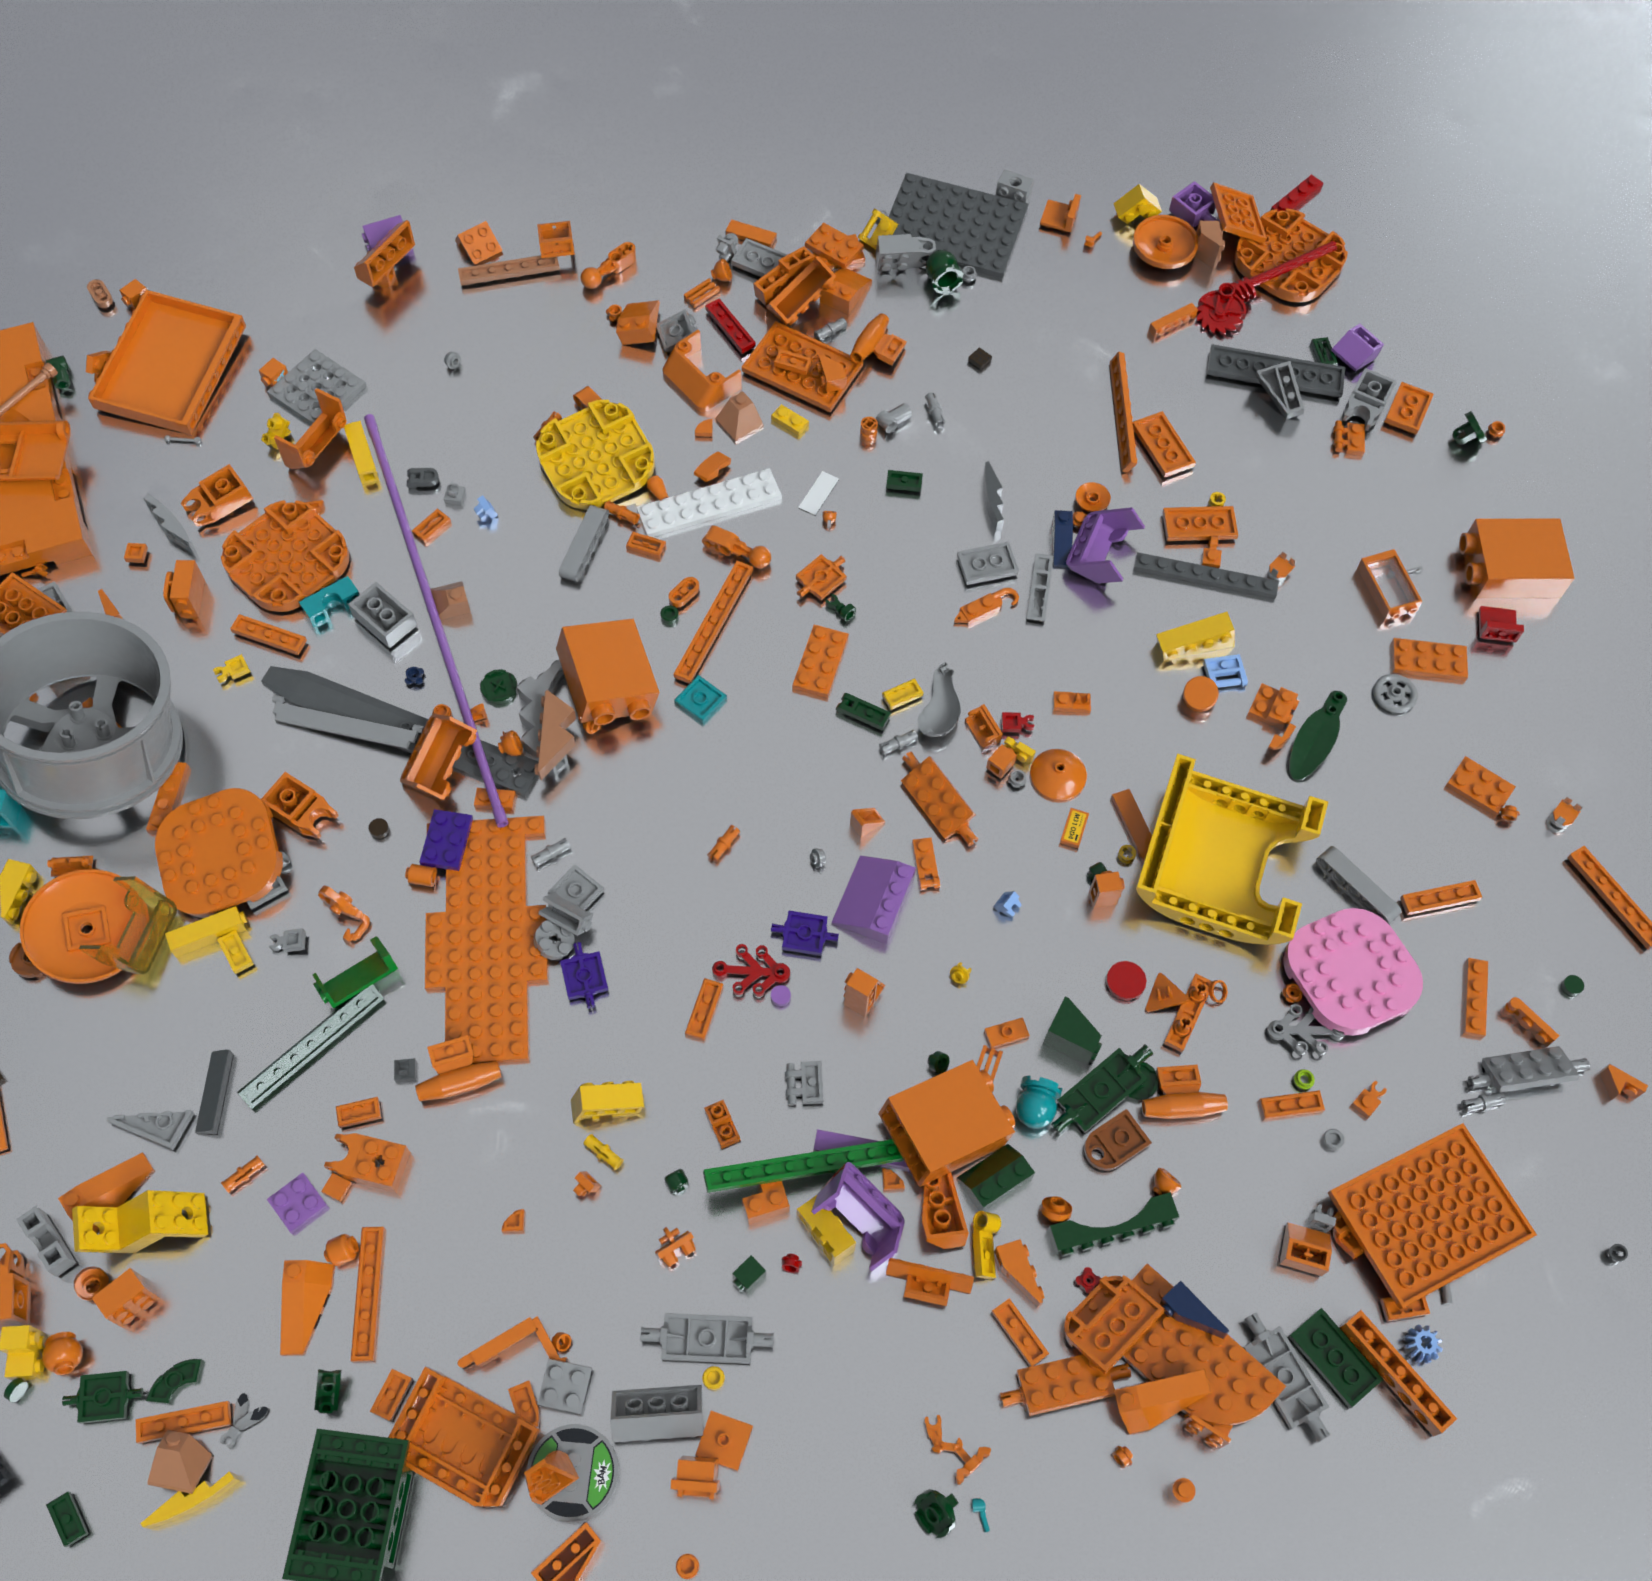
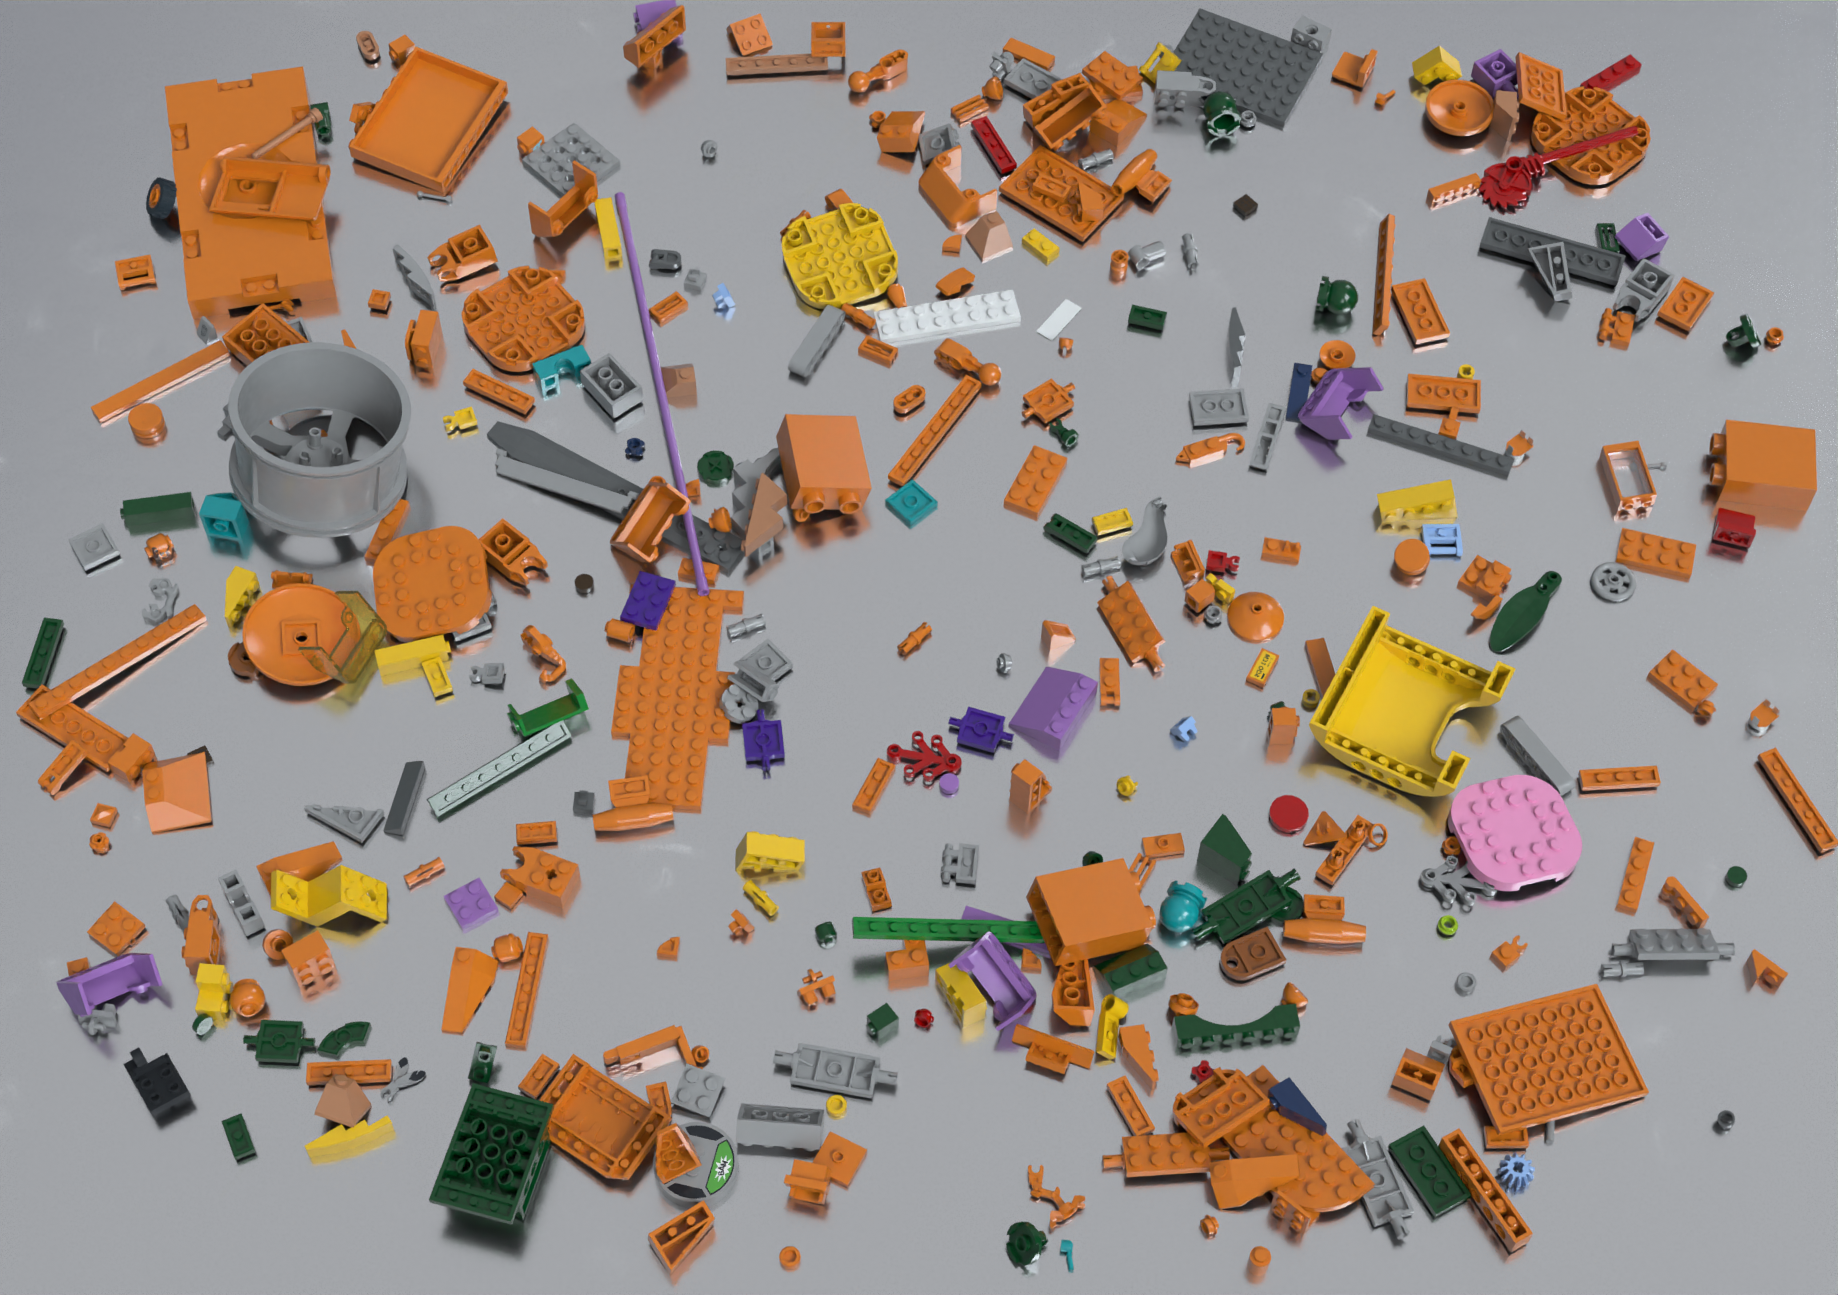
camera: 10 degrees right, 5 degrees down
(277, 426) = (529, 193): yellow hips -> none
(669, 614) = (892, 419): dark green tile -> none
(1083, 439) = (1337, 296): none -> dark green tile
(1291, 1105) = (1431, 946): orange tile -> none

